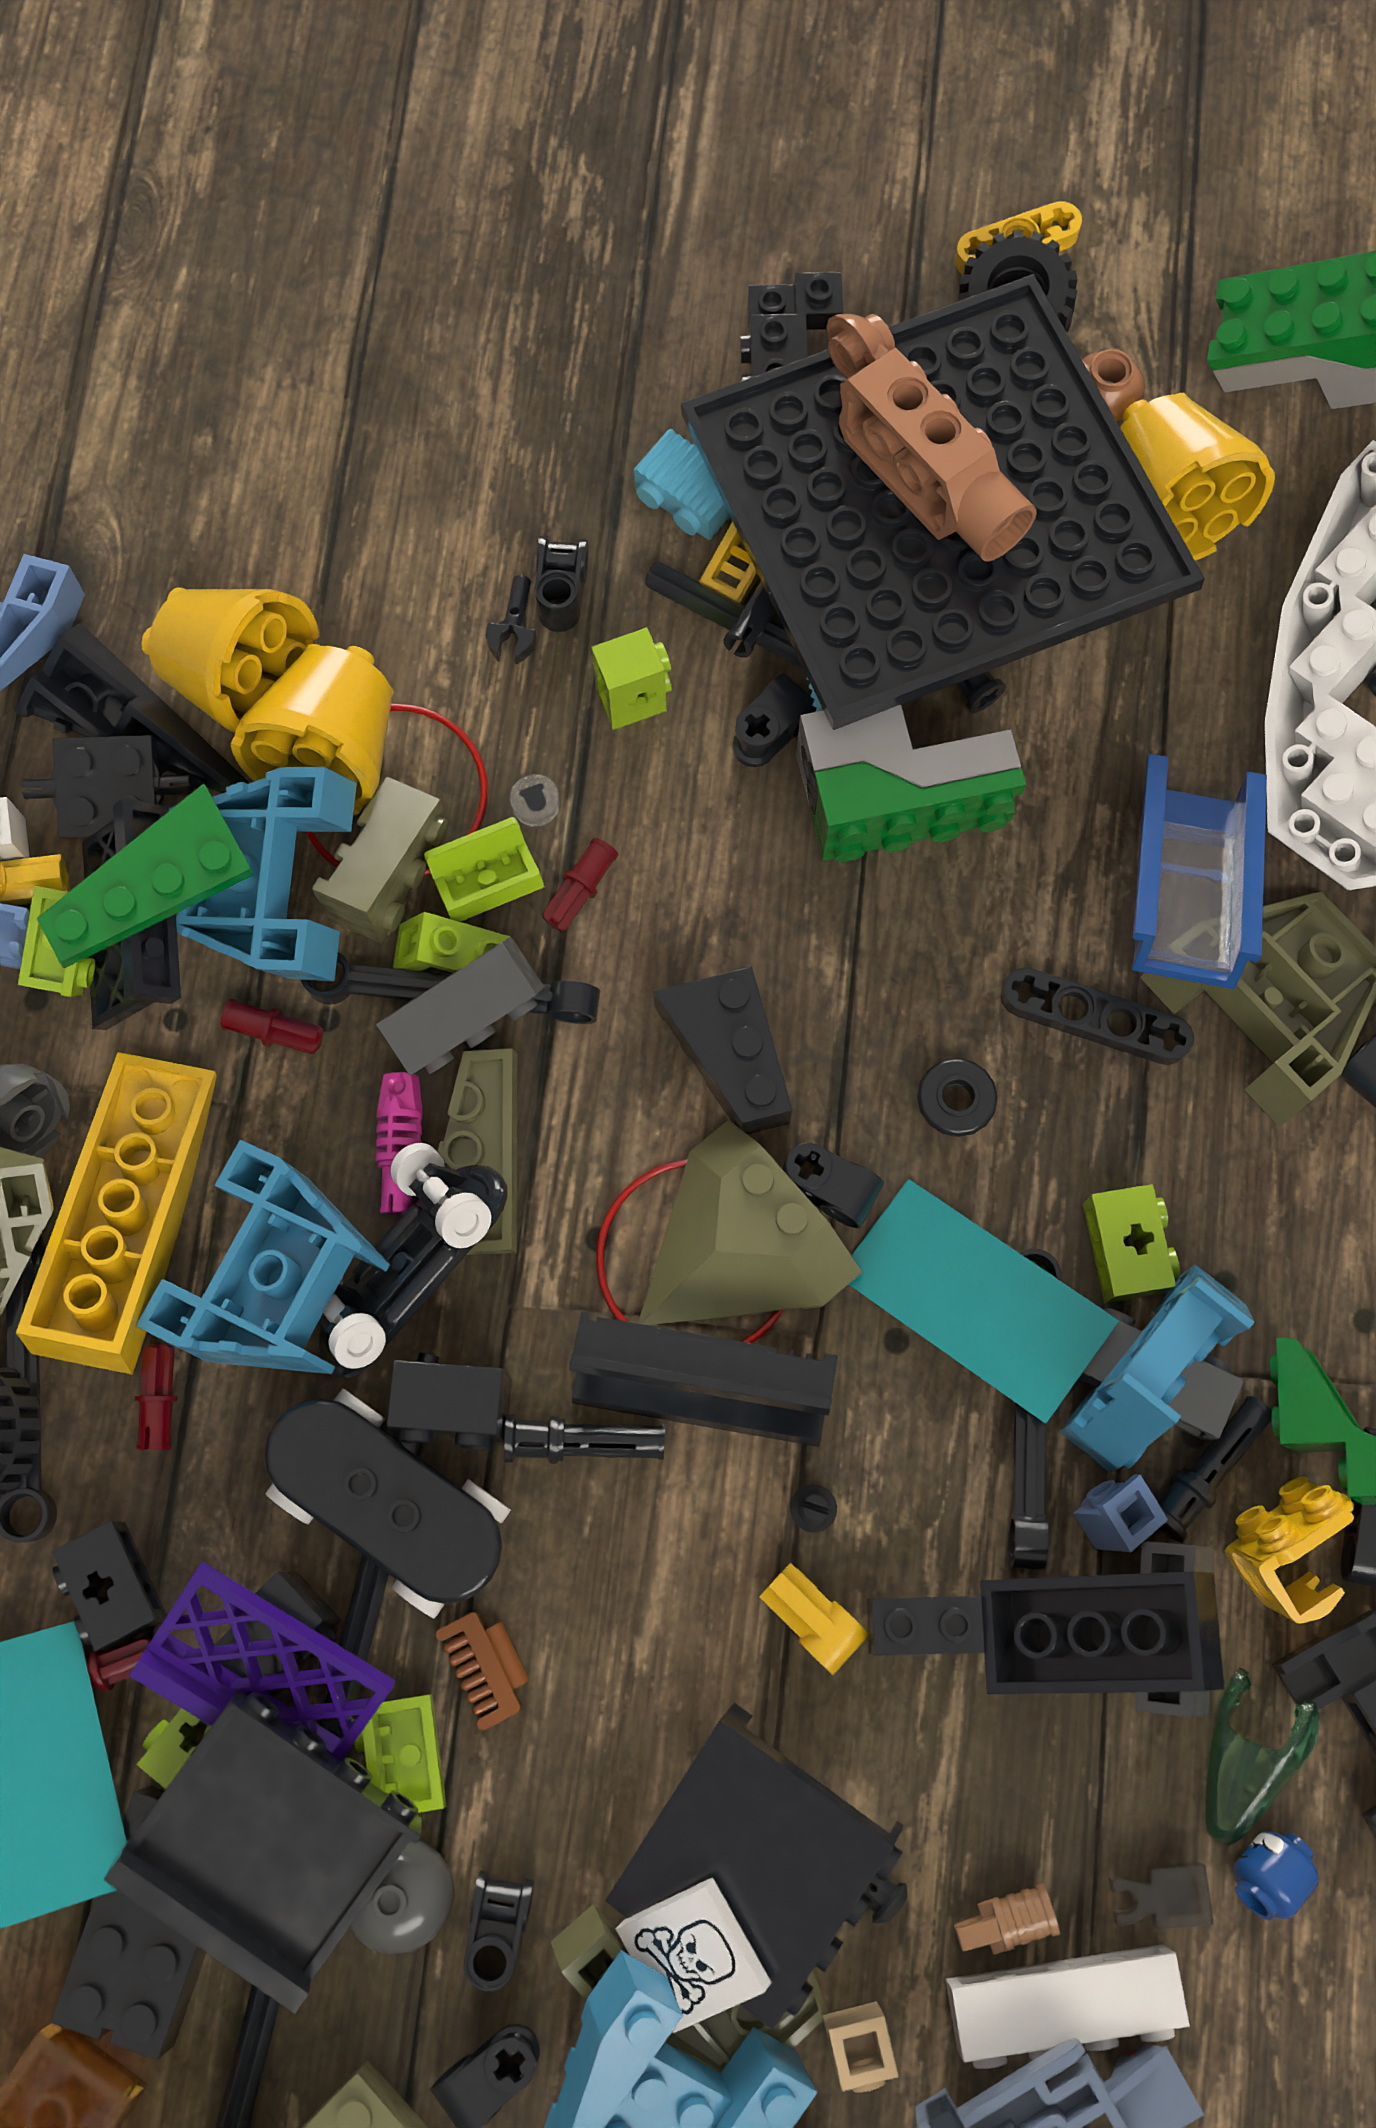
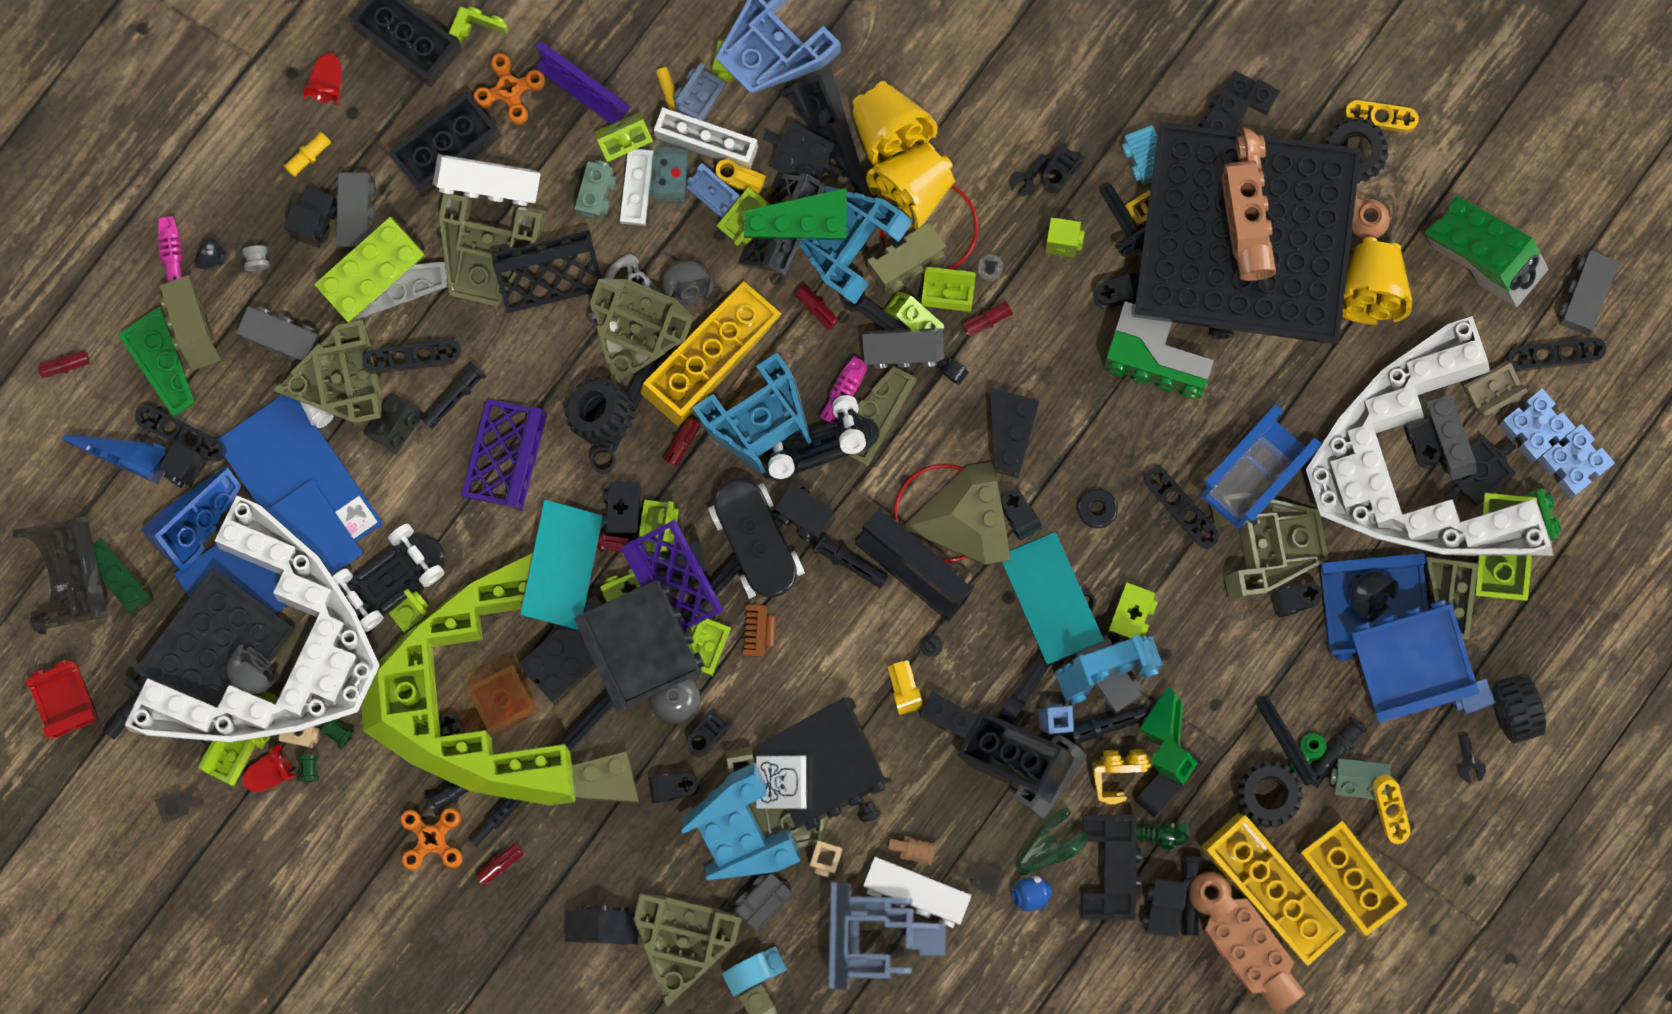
camera: 35 degrees right, 5 degrees up
(173, 1561) = (654, 516): none -> lime bracket

